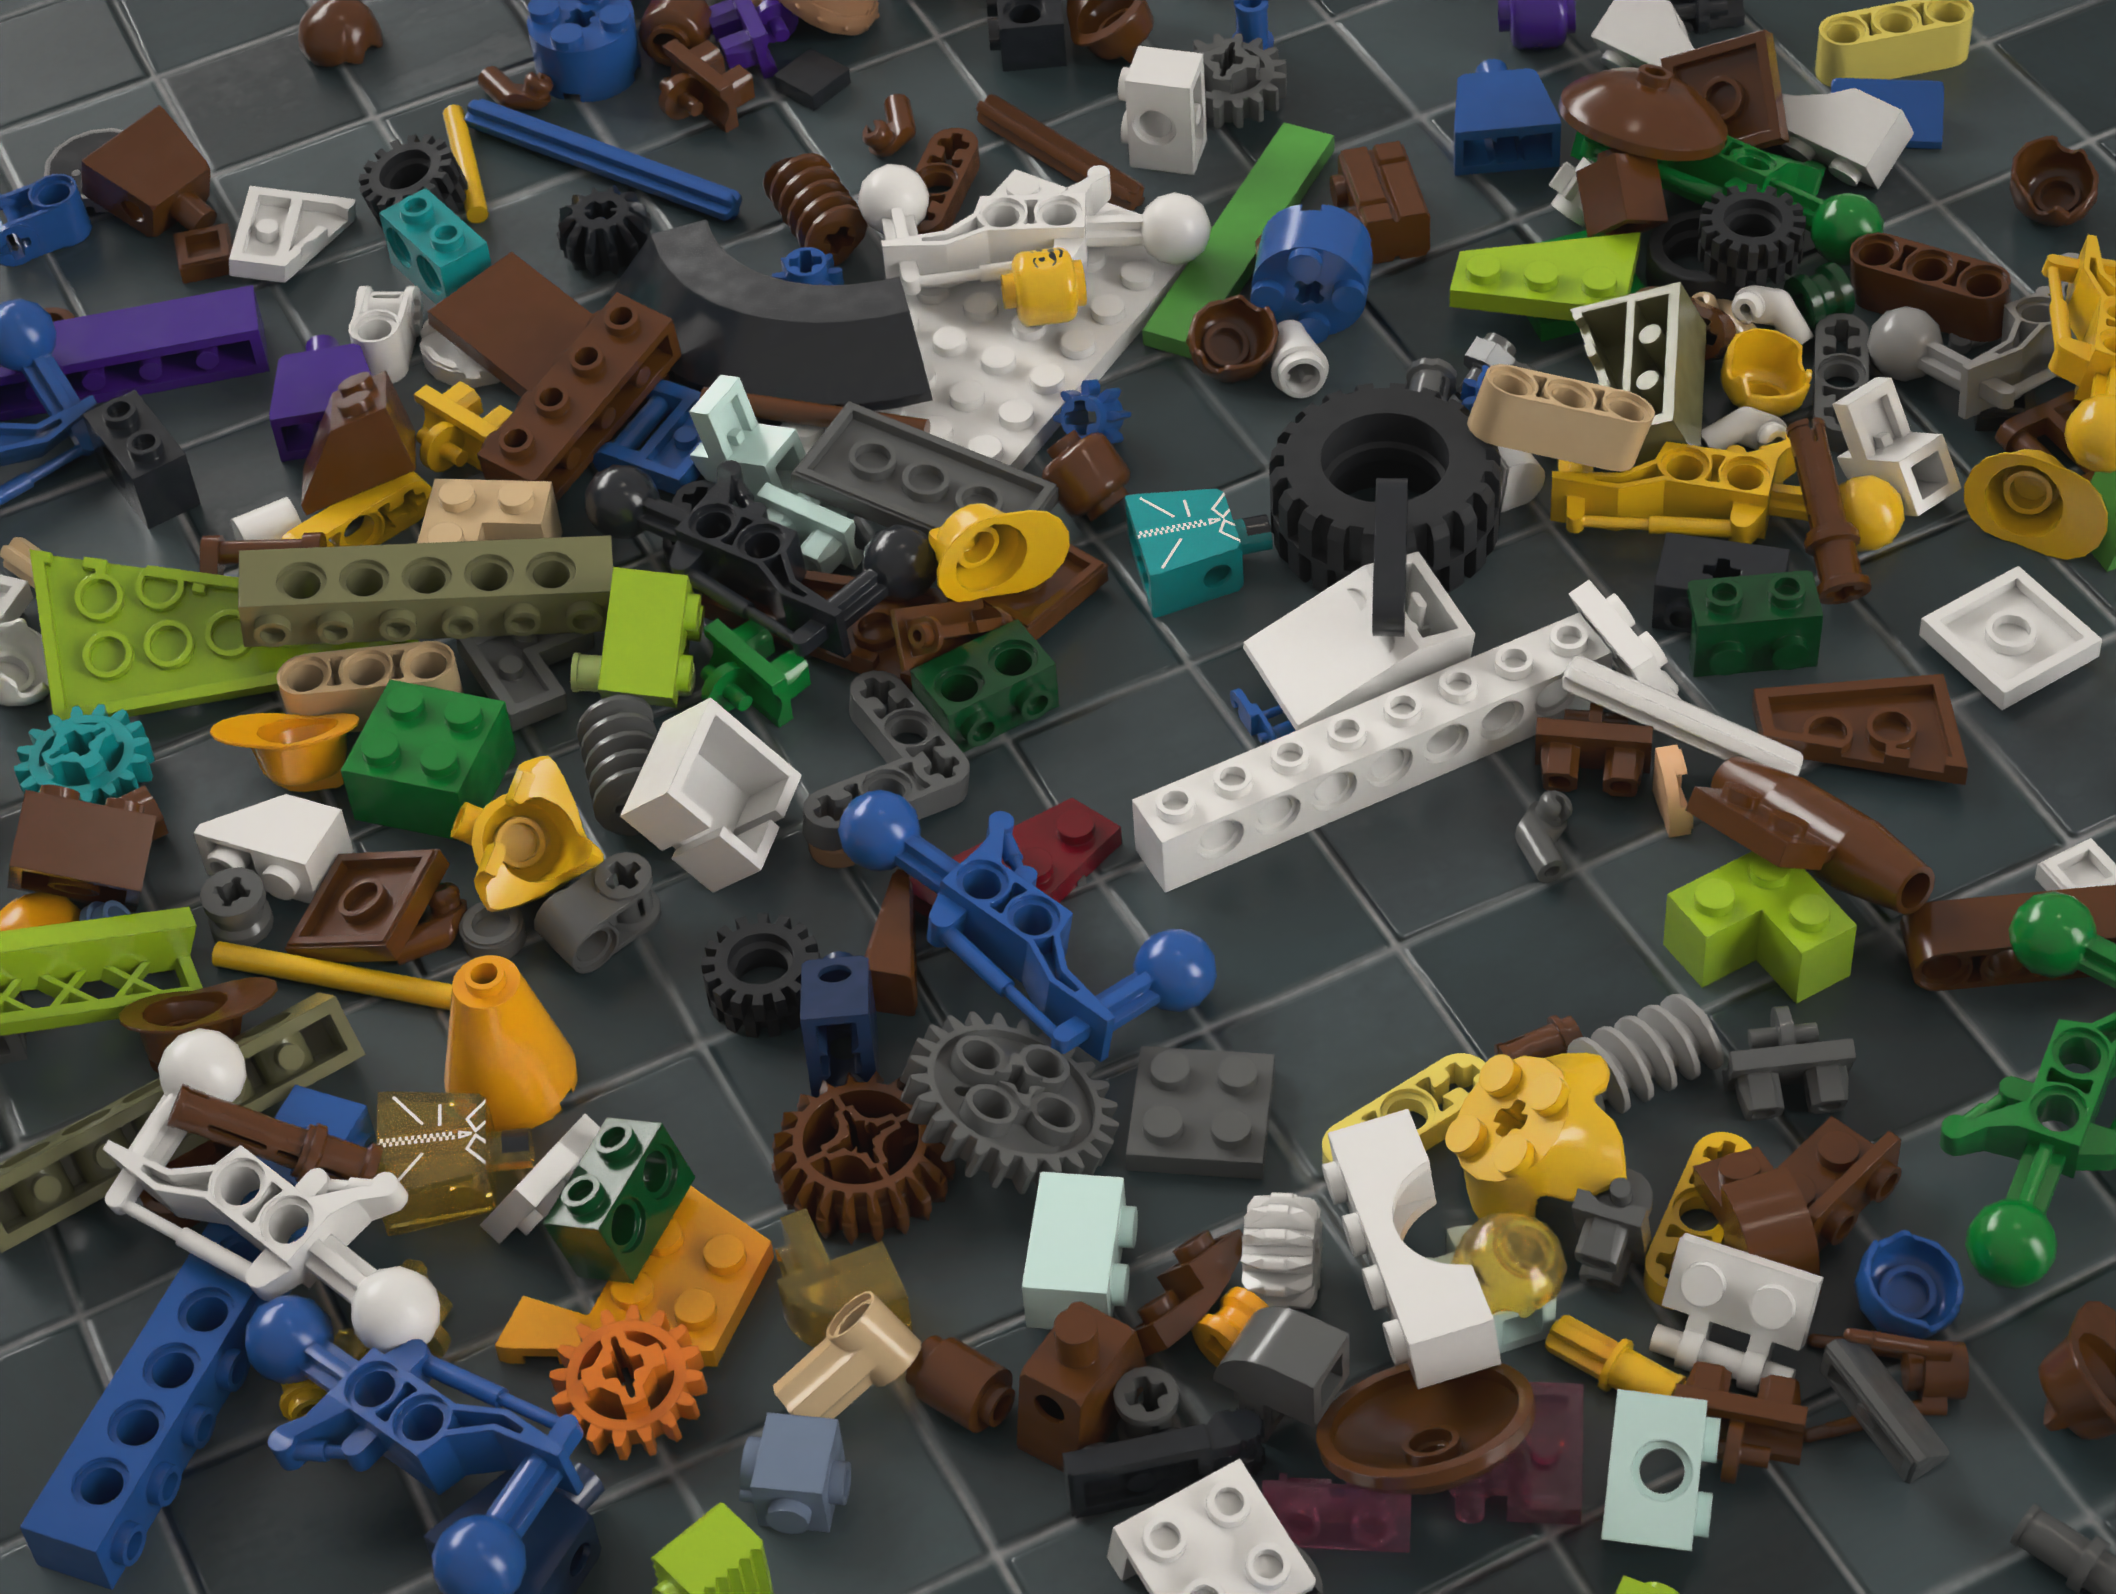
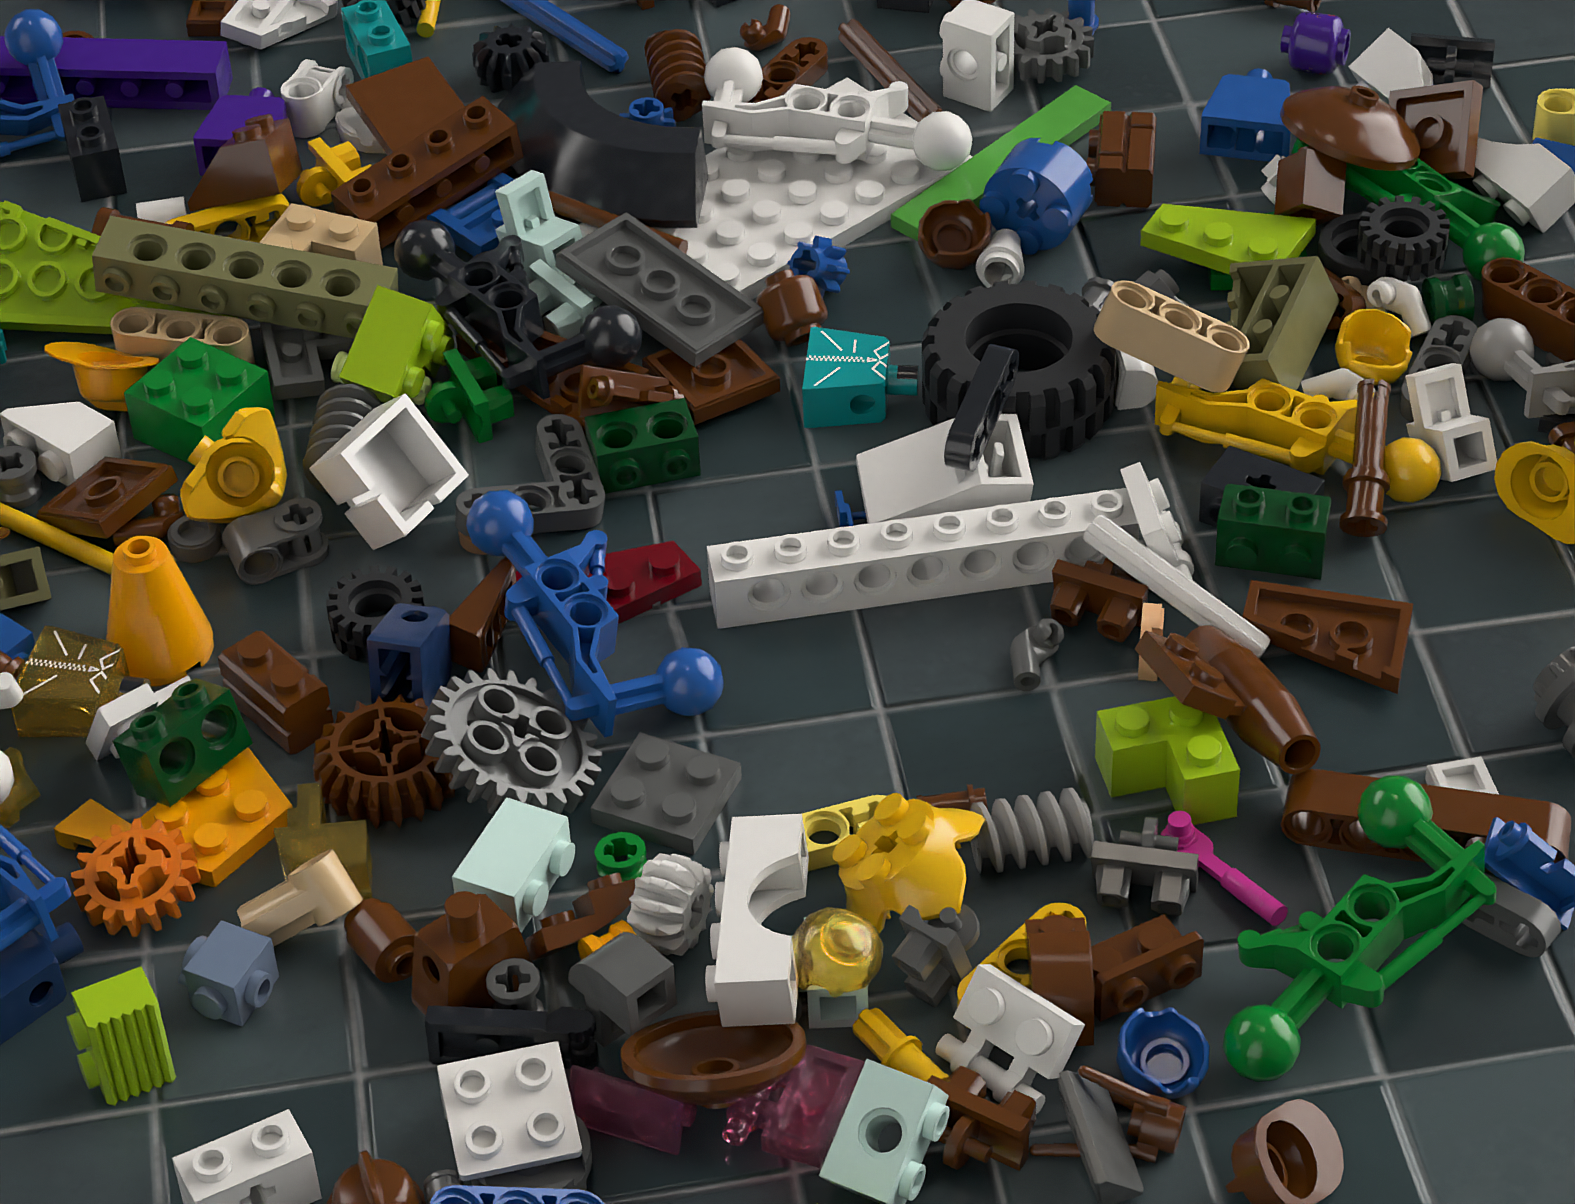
camera: 15 degrees right, 5 degrees down
(698, 1102) = (276, 691): none -> reddish brown brick
(996, 552) = (685, 343): yellow piece -> none
(1044, 287) = (817, 161): yellow head -> none
(1173, 1219) = (617, 845): none -> green bush
(1882, 1053) = (1231, 879): none -> dark pink piece
(2010, 637) = (1485, 590): white plate -> none

